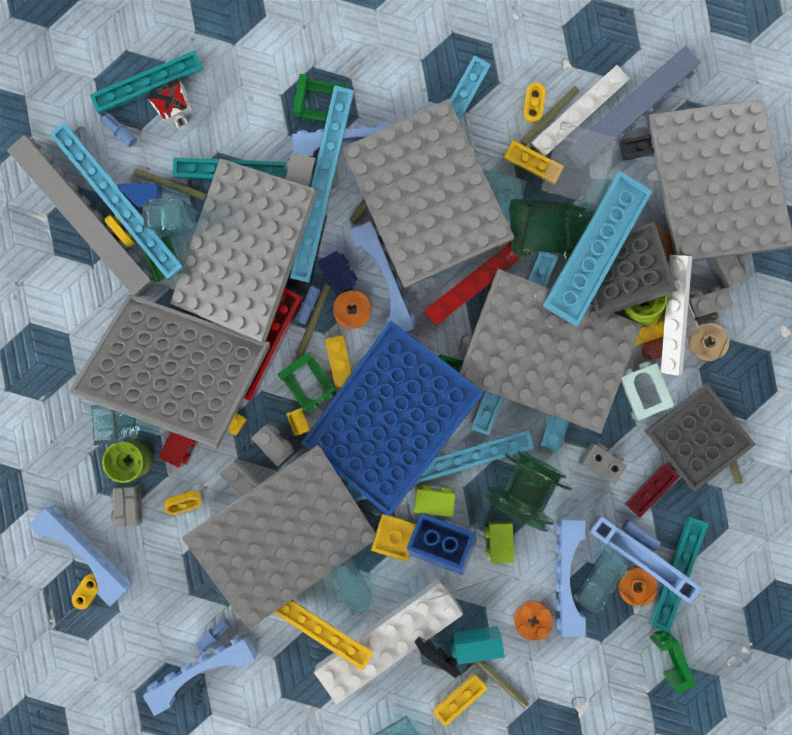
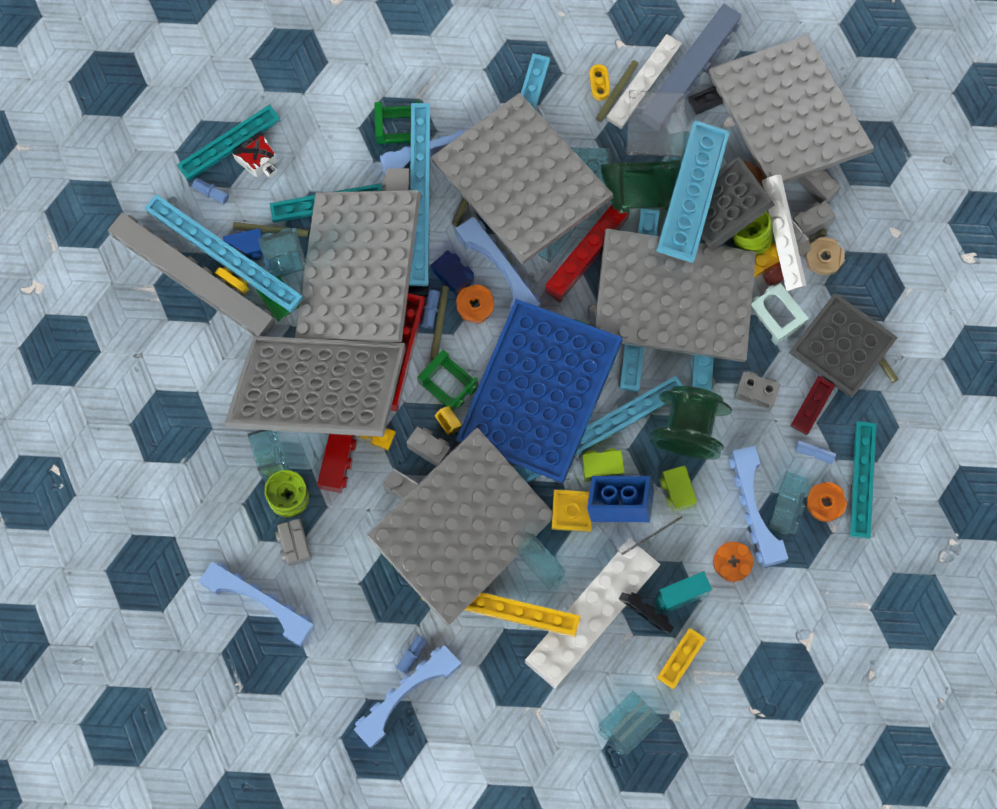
camera: 15 degrees left, 15 degrees down
(86, 592) = (269, 641): yellow plate -> none
(183, 503) = (350, 527): yellow plate -> none
(338, 360) = (473, 353): yellow plate -> none
(502, 683) = (715, 630): olive bar -> none
(527, 159) = (606, 132): yellow plate -> none
(645, 558) = (849, 477): light blue arch -> none
(679, 676) = (893, 575): green panel -> none

